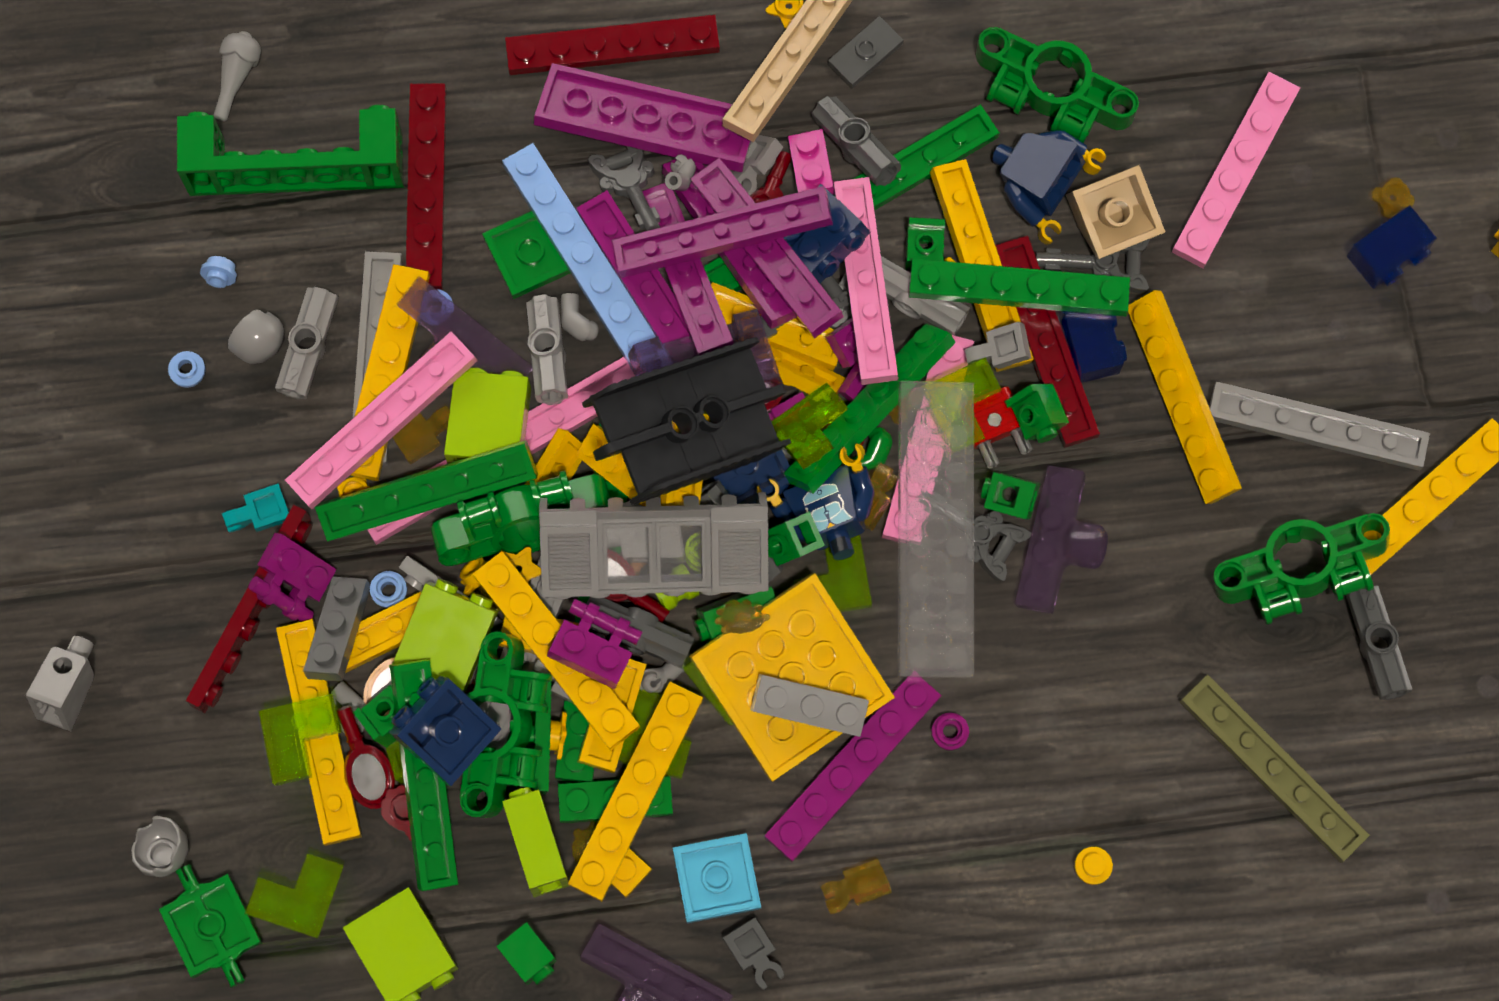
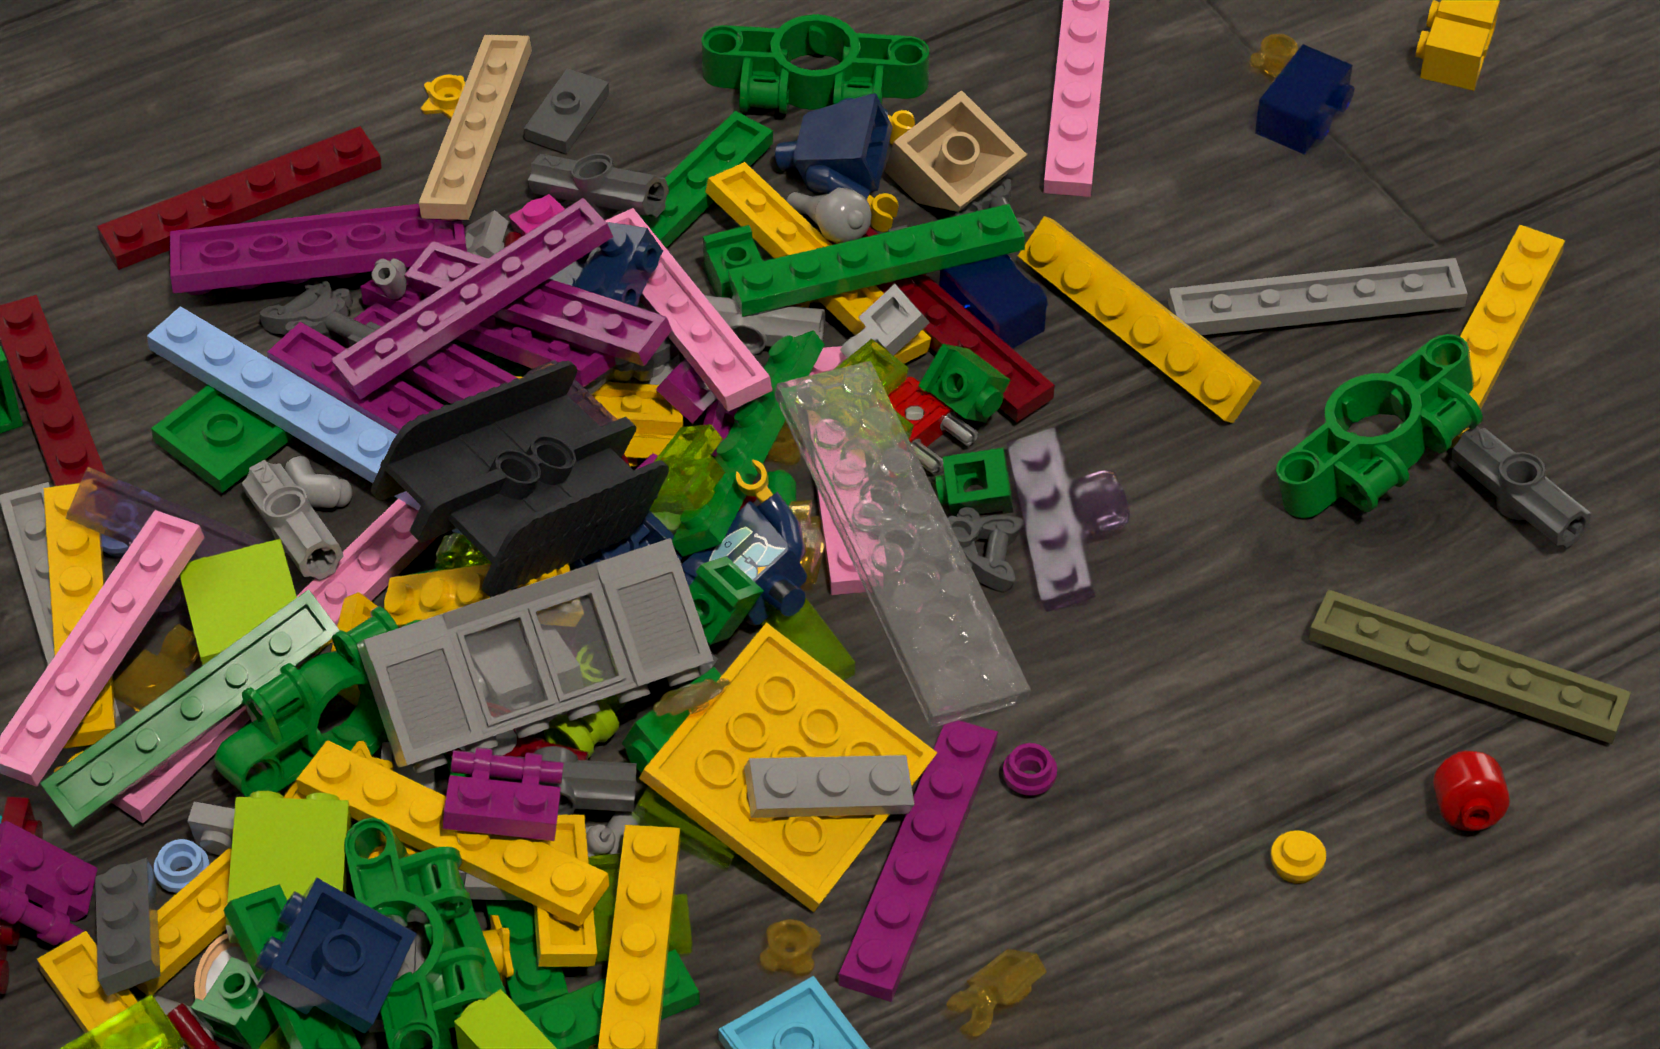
camera: 20 degrees left, 25 degrees down
(743, 813) = (790, 934): none -> clear yellow plate
(1010, 236) = (840, 214): none -> light grey piece
(1226, 866) = (1471, 787): none -> red head

